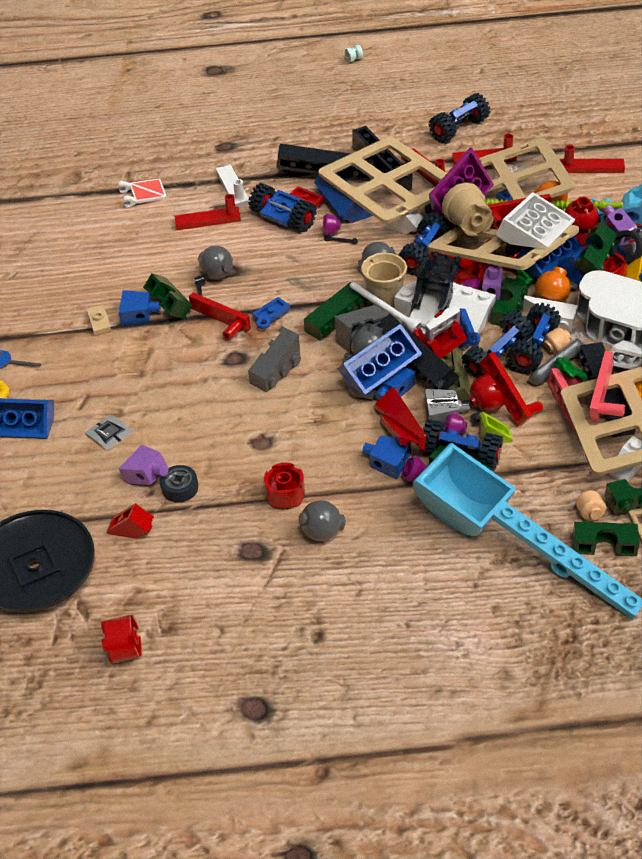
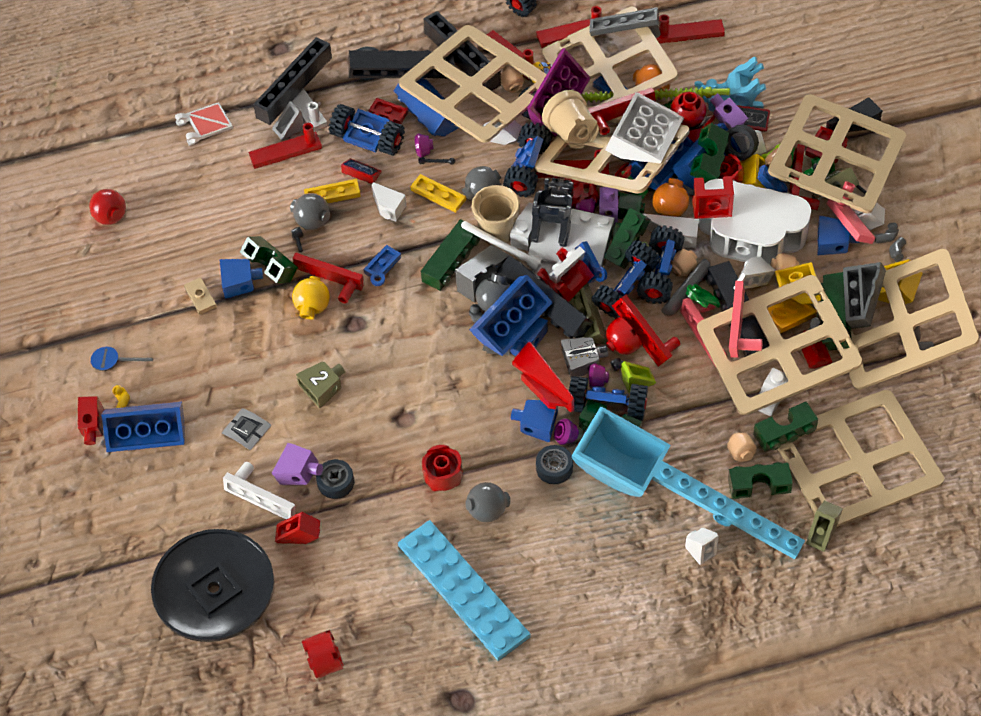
camera: 10 degrees left, 10 degrees up
(38, 242) = (107, 206): none -> red brick
(87, 479) = (238, 486): none -> white piece
(188, 399) = (320, 382): none -> olive torso
(197, 329) = (310, 297): none -> yellow brick
(215, 196) = (289, 121): none -> light grey slope
(226, 164) = (292, 80): none -> black brick
(247, 252) = (337, 191): none -> yellow plate
(269, 240) = (360, 171): none -> red slope
(277, 361) = (403, 326): dark grey wedge -> none
(282, 603) = (464, 590): none -> medium azure plate
(289, 264) = (389, 202): none -> white slope
(336, 263) = (438, 193): none -> yellow plate
(397, 498) = (554, 455): none -> wheel
(421, 183) = (511, 79): none -> light nougat head
(512, 299) = (630, 229): none -> dark green arch
(535, 146) = (626, 21): none -> dark grey piece
(535, 590) = (702, 544): none -> white slope
(593, 283) = (713, 202): none -> red panel

